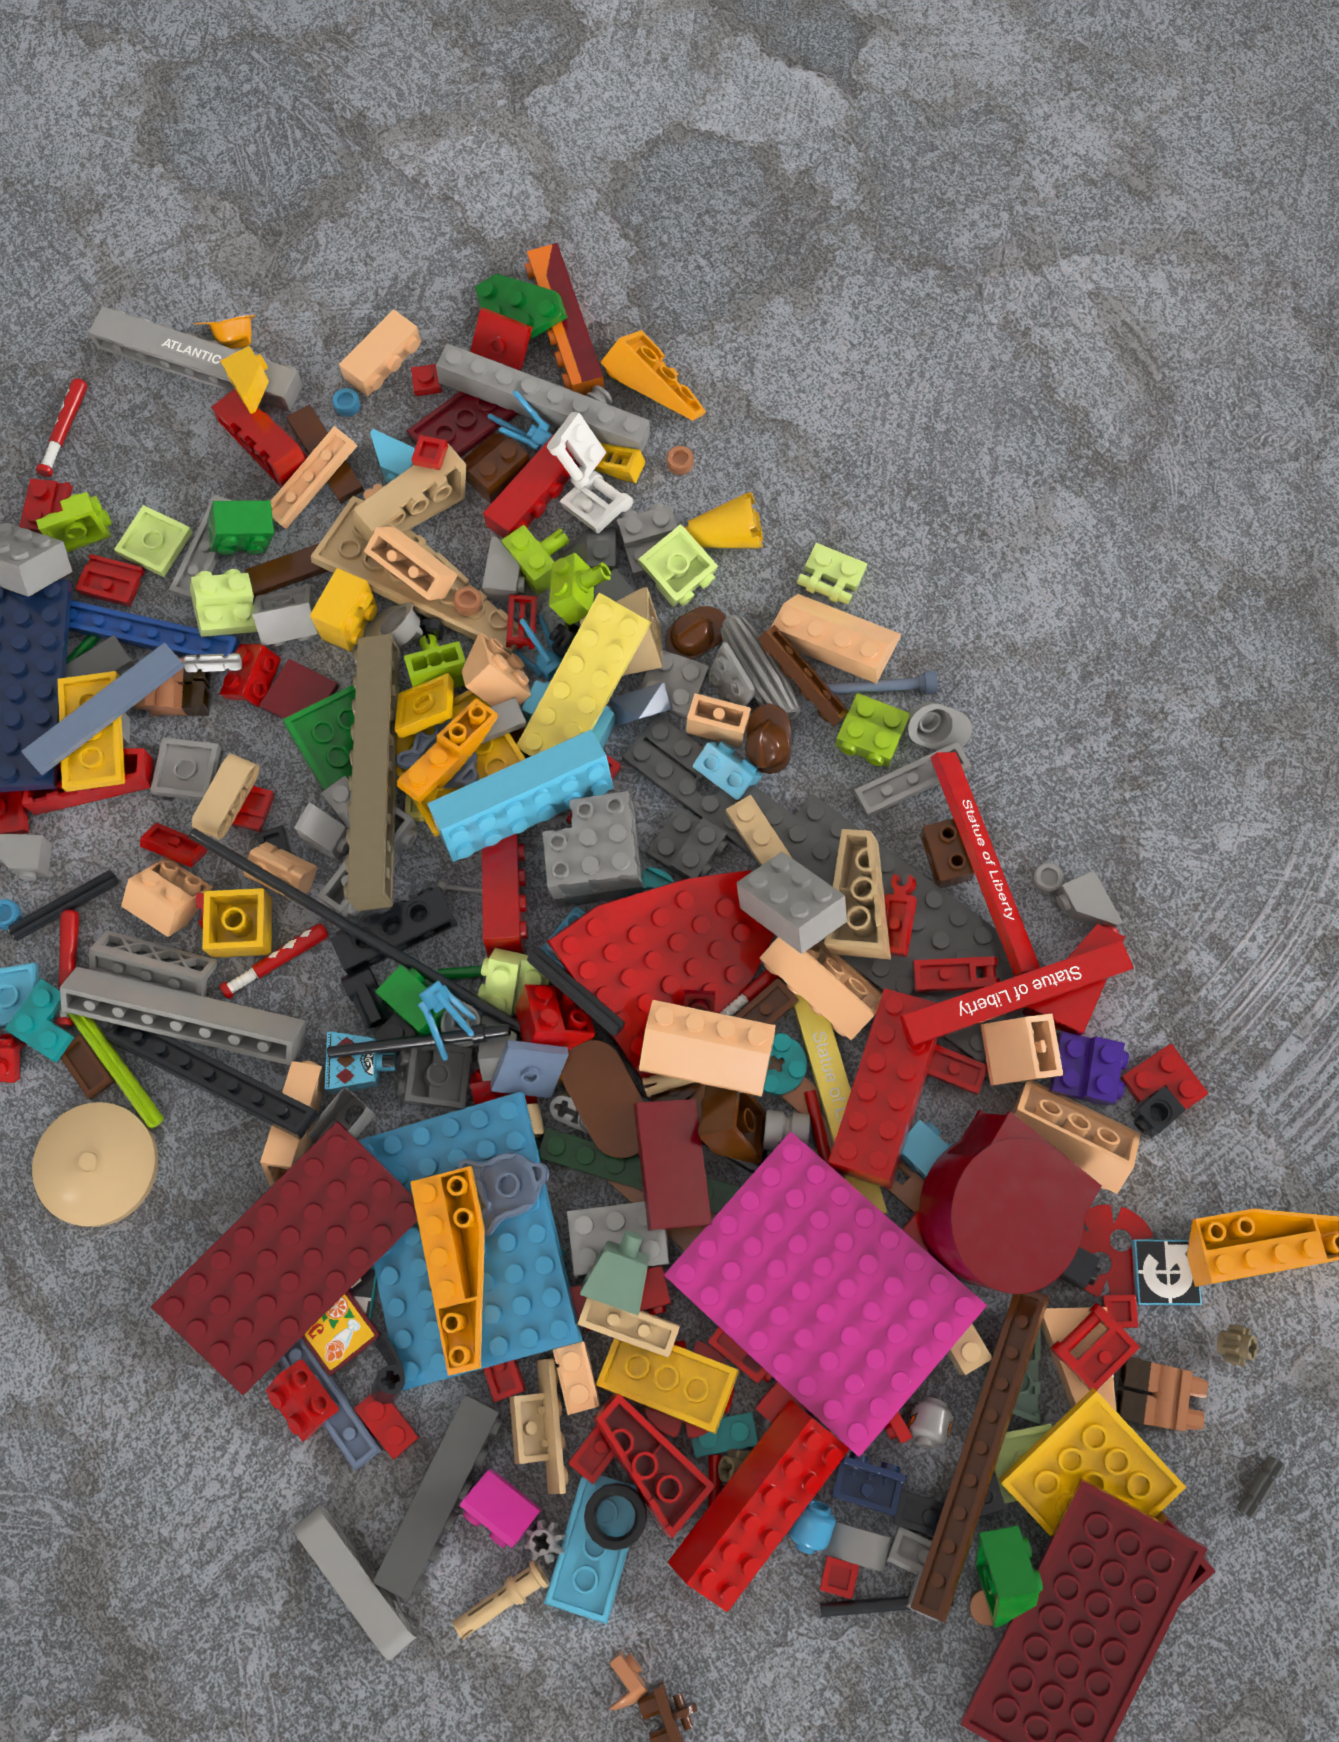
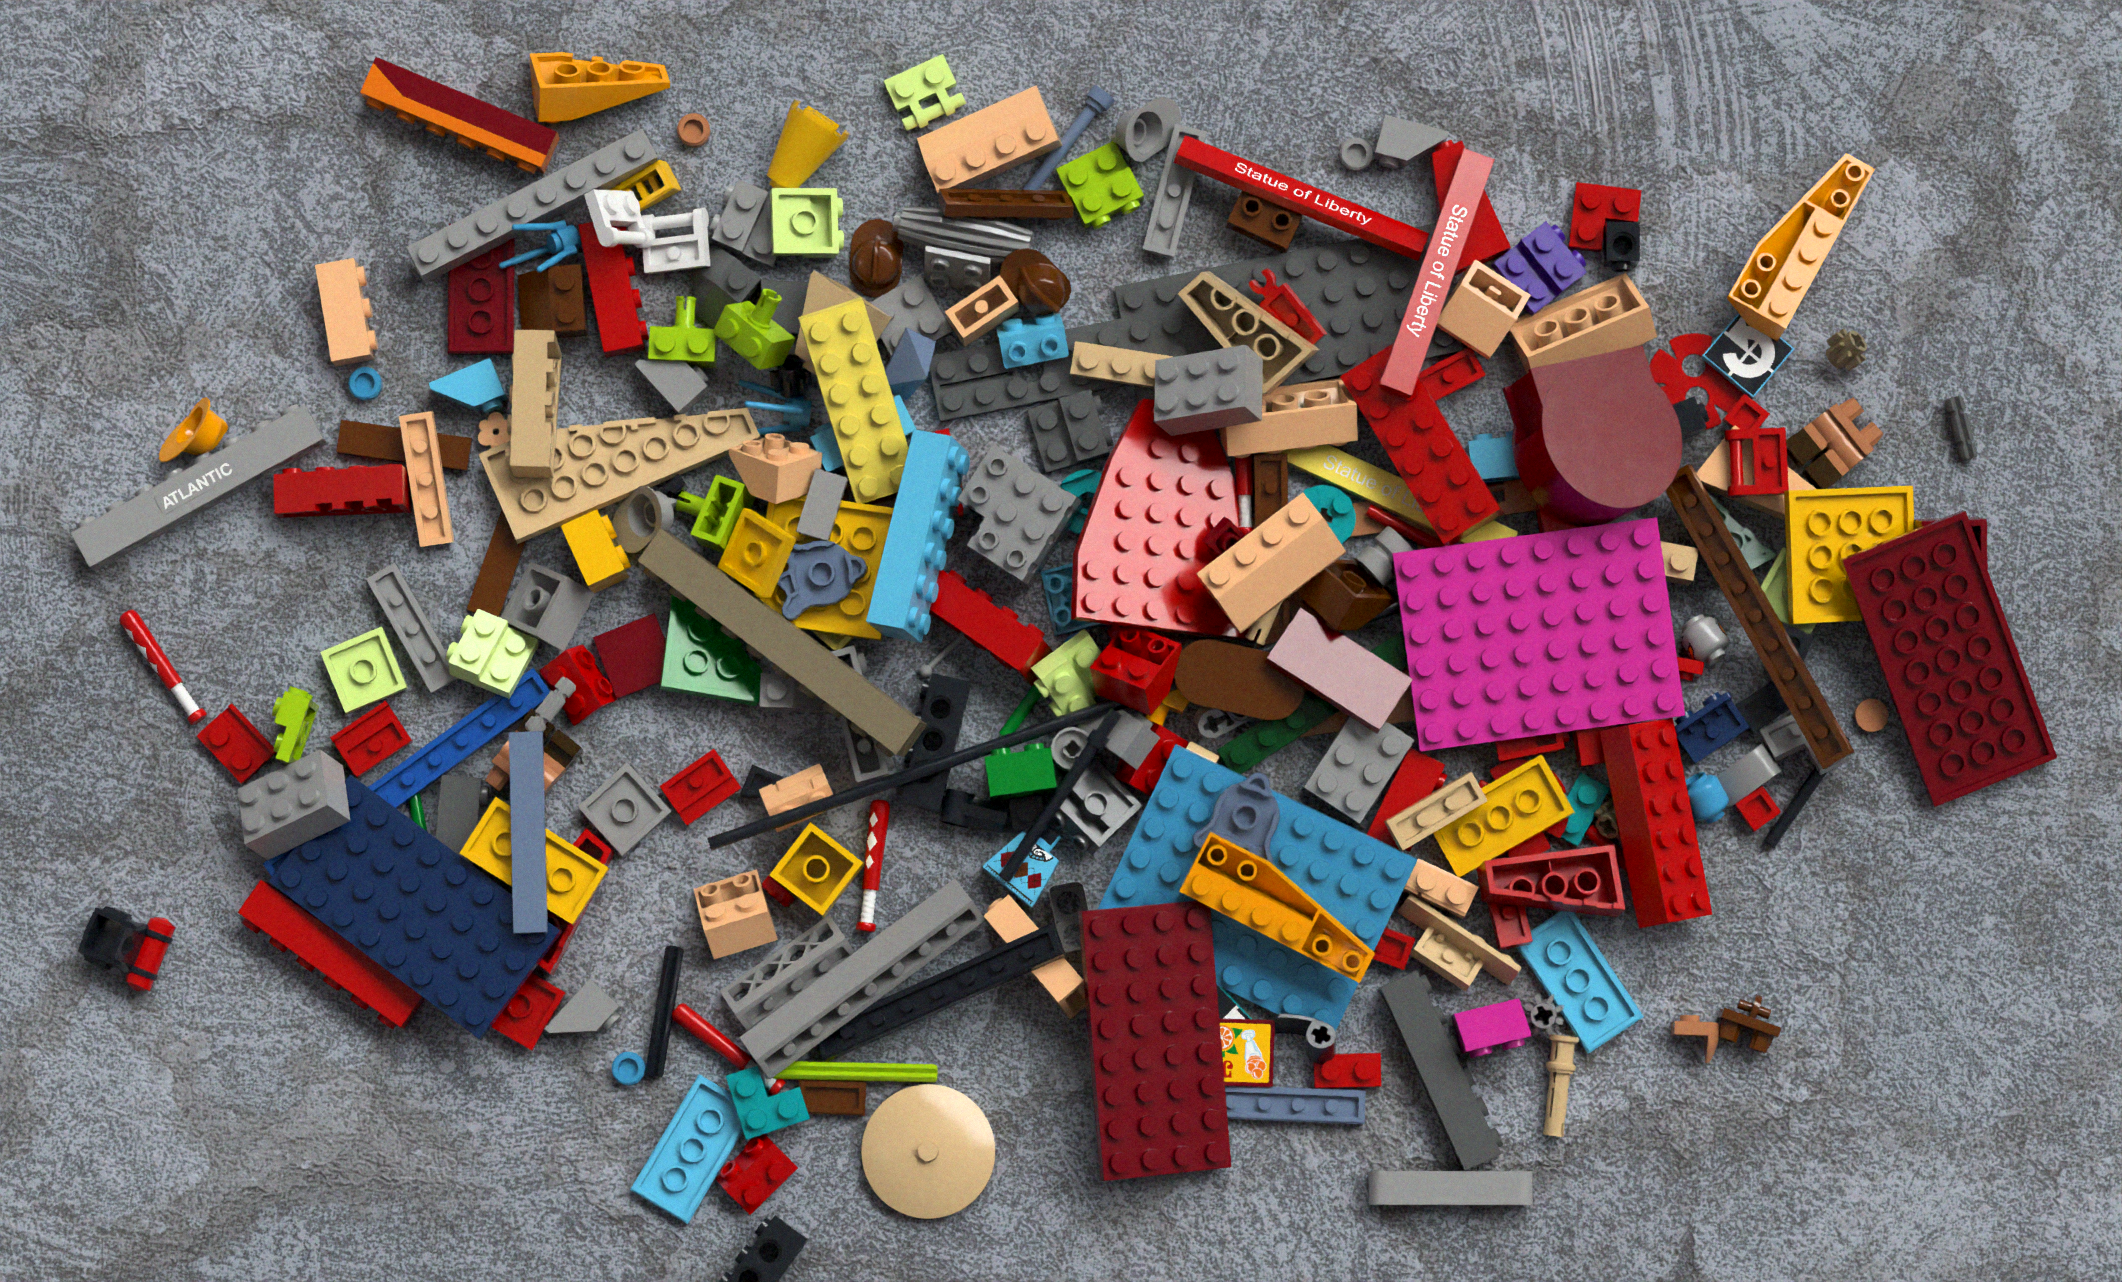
camera: 55 degrees left, 10 degrees up
(172, 845) = (691, 873): red plate -> none
(225, 796) = (690, 791): tan beam -> none
(240, 526) = (434, 581): green brick -> none
(247, 376) = (281, 456): yellow slope -> none
(301, 1400) = (1273, 1123): red bracket -> none
(322, 832) = (797, 732): light grey slope -> none
(410, 563) = (606, 456): light nougat brick -> none
(425, 380) = (406, 292): red plate -> none
(429, 452) = (519, 354): red plate -> none
(439, 997) = (1045, 747): dark azure plant -> none
(450, 752) = (824, 565): light orange slope -> none
(467, 601) = (679, 435): nougat tile -> none
(501, 339) = (437, 196): red plate -> none
(520, 641) = (758, 421): red tile -> none
(522, 302) = (413, 152): green plate -> none
(529, 1068) = (1163, 722): sand blue plate -> none
(576, 991) = (1131, 630): black axle -> none
(594, 1530) = (1590, 926): black tyre -> none
(600, 394) = (569, 151): light grey bush -> none
(618, 1274) = (1392, 785): sand green torso -> none
(953, 974) = (1374, 307): red plate -> none
(1007, 1573) = (1859, 677): green slope -> none

